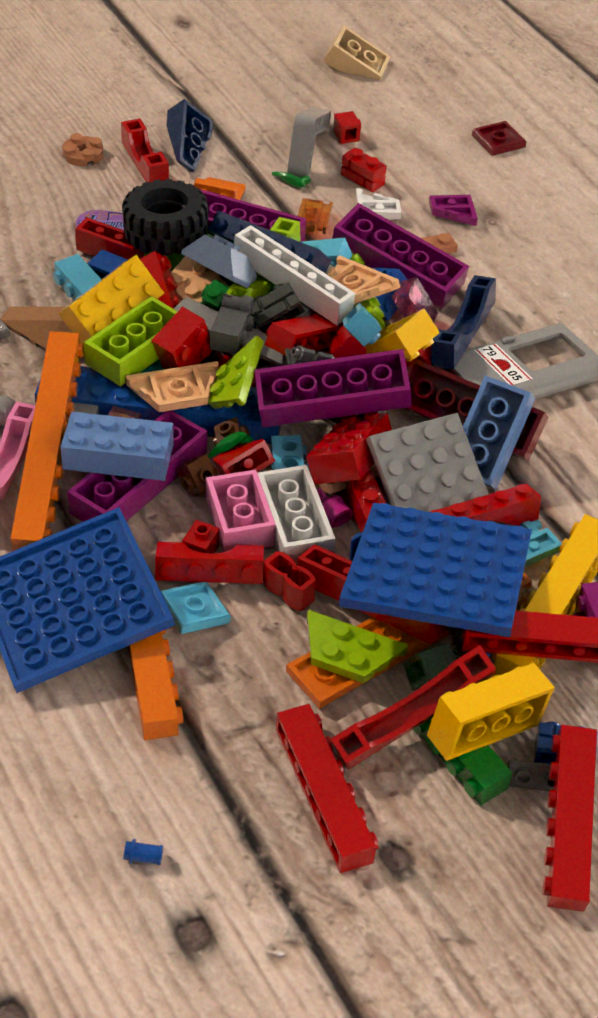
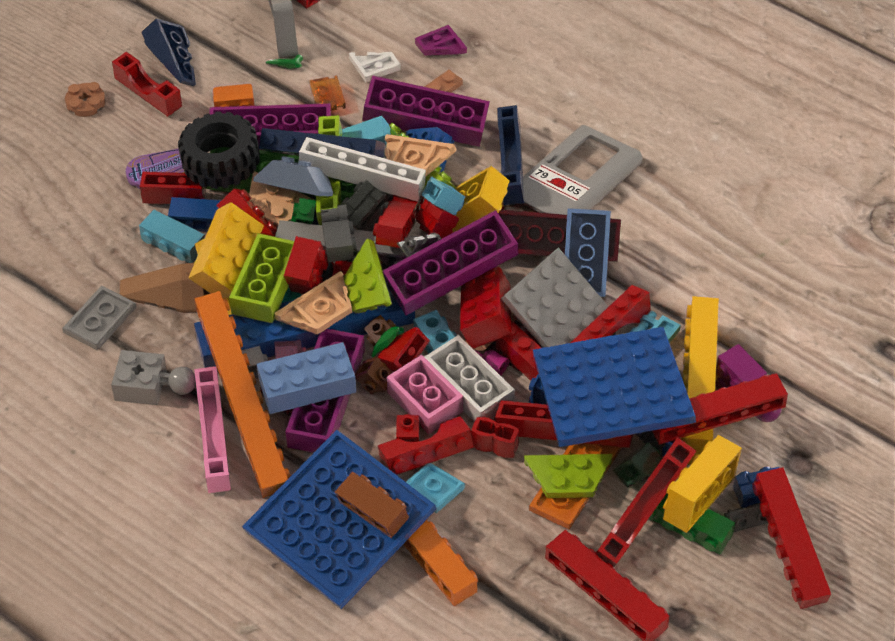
camera: 20 degrees left, 5 degrees up
(106, 592) = (372, 504): none -> dark orange brick
(363, 169) = (345, 31): red brick -> none
(412, 298) = (467, 156): clear pink brick -> none

